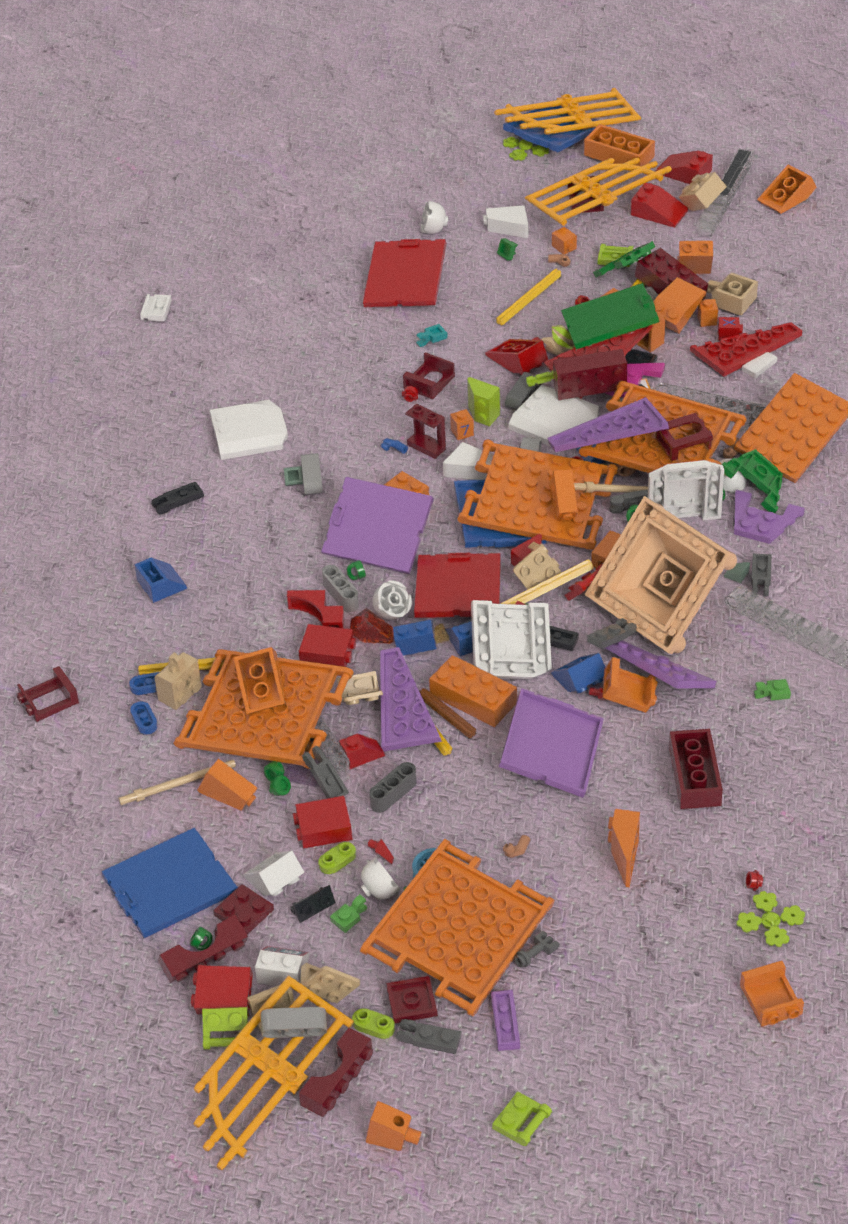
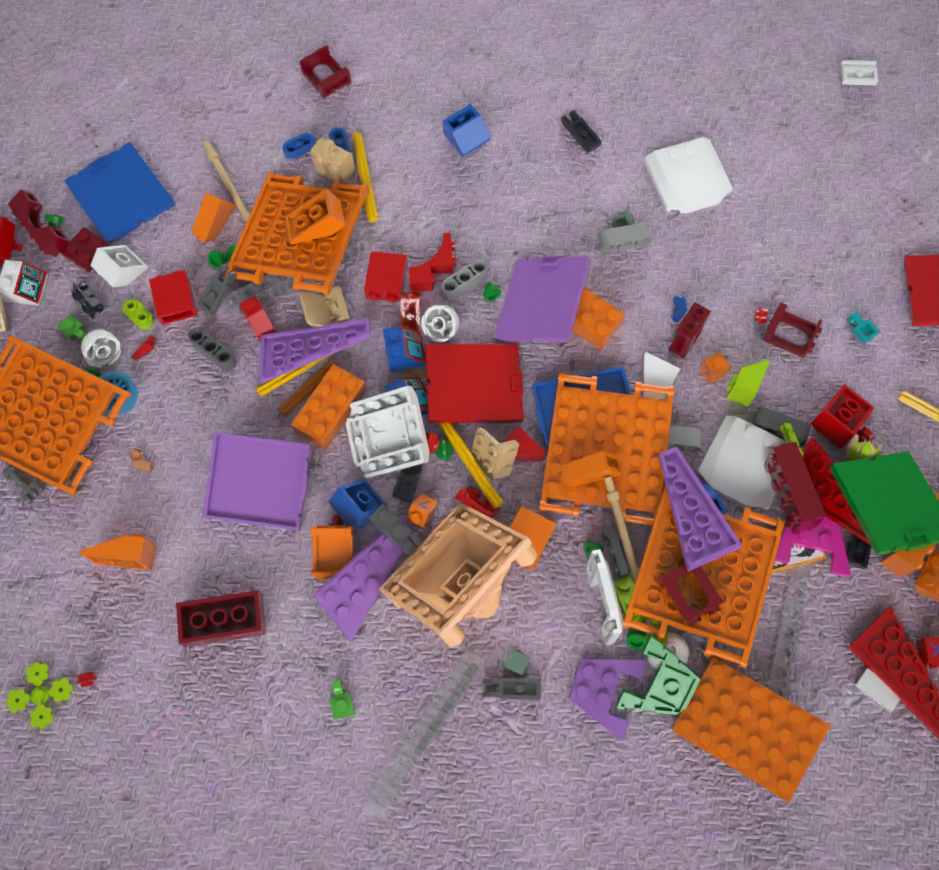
camera: 85 degrees right, 25 degrees up
(590, 621) = (422, 510): none -> orange brick

